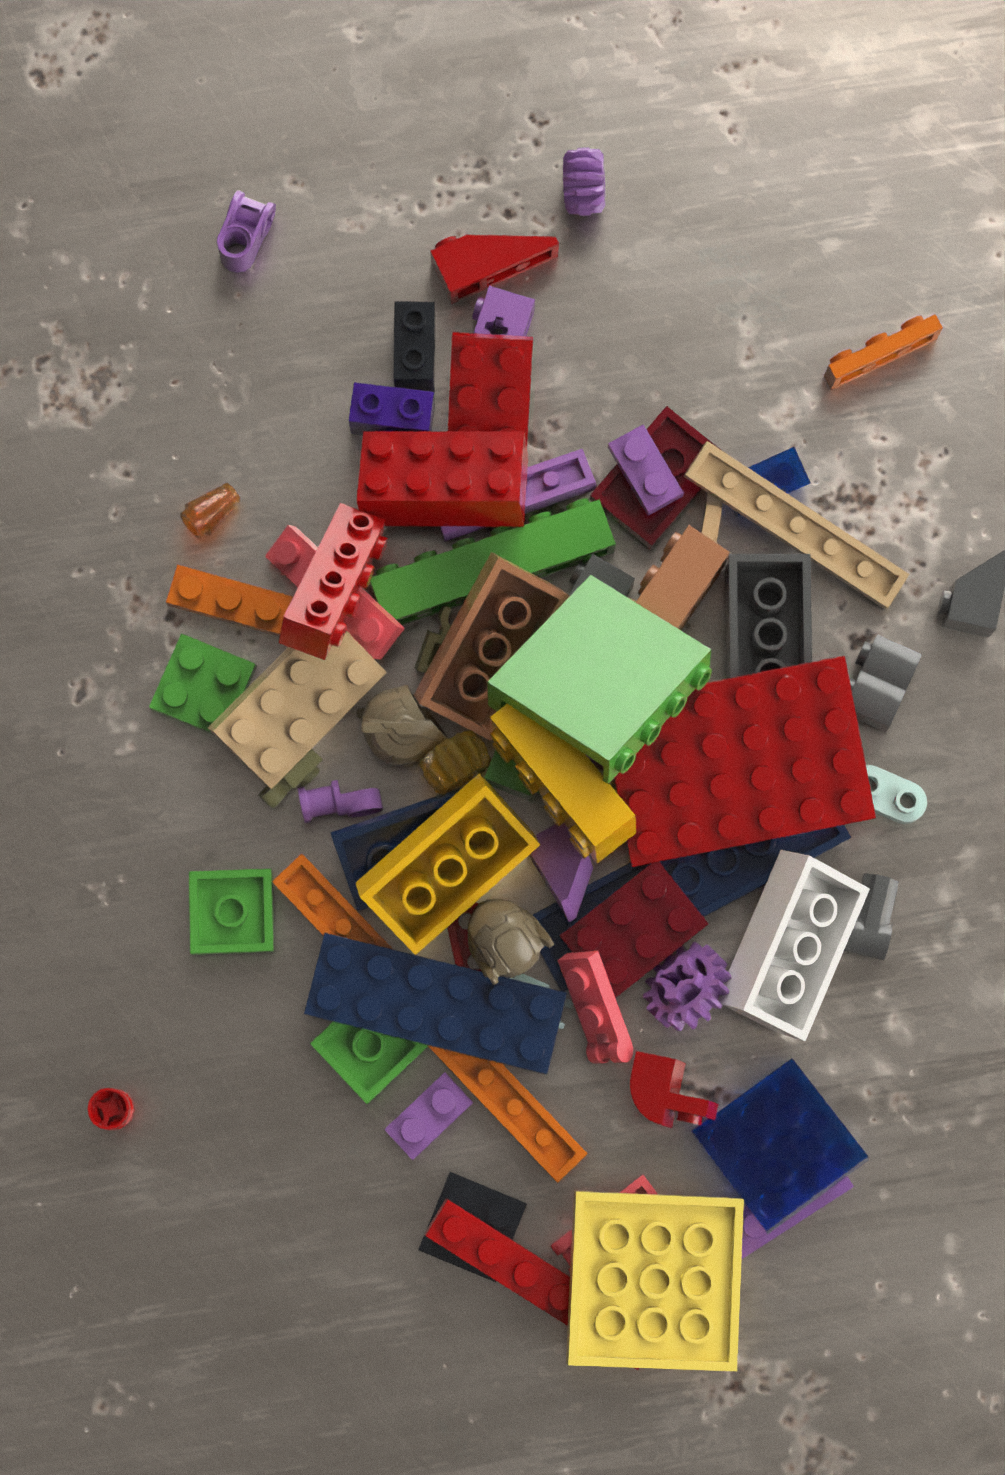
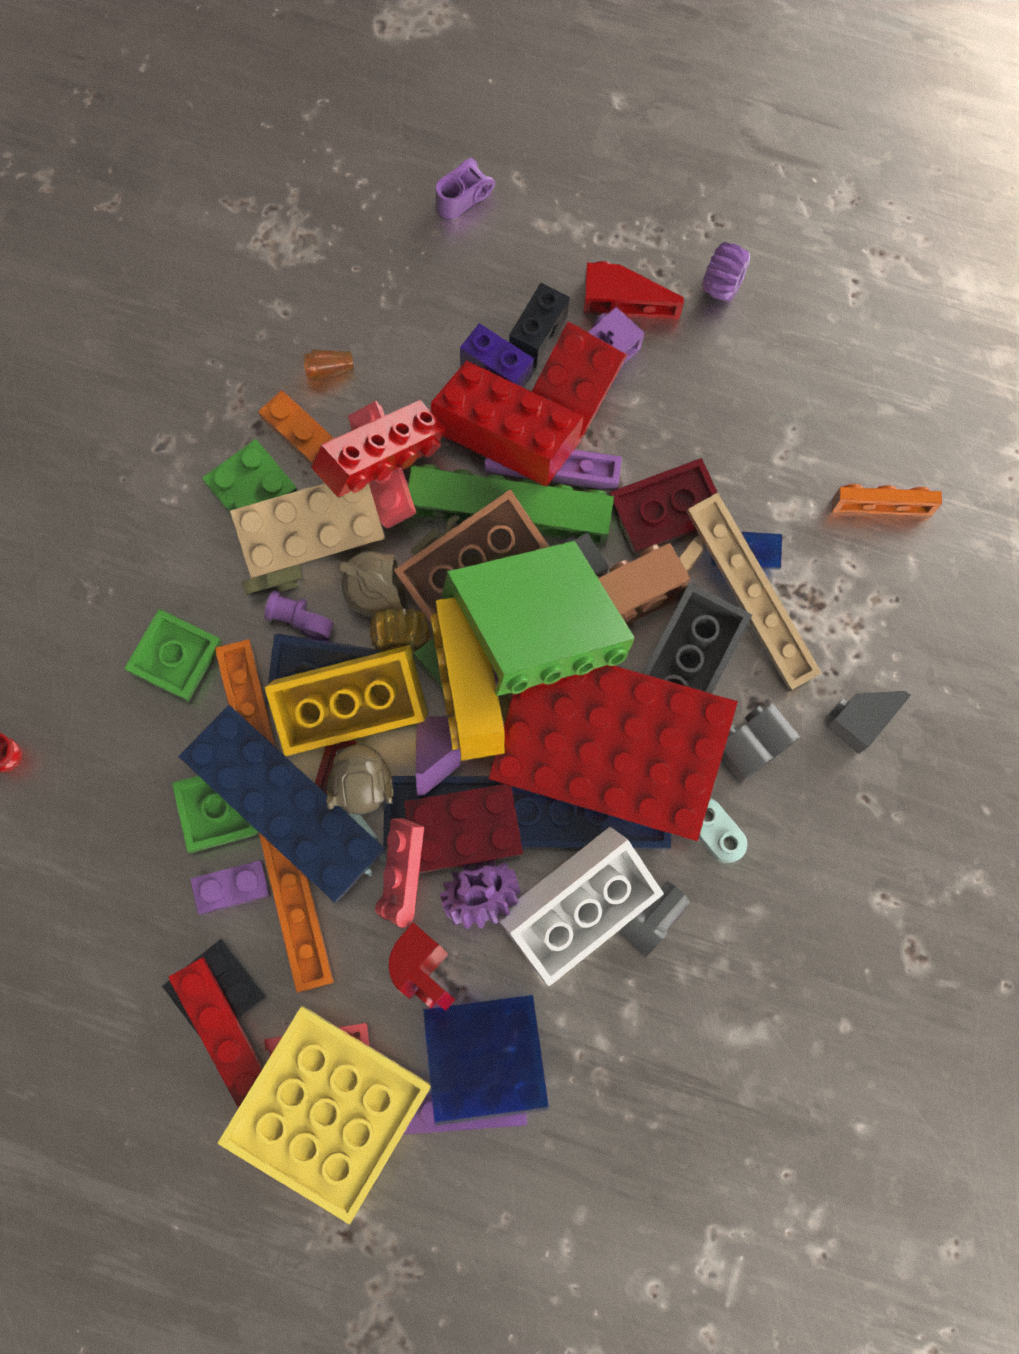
camera: 25 degrees right, 5 degrees down
(645, 470) = (660, 493): medium lavender plate -> none

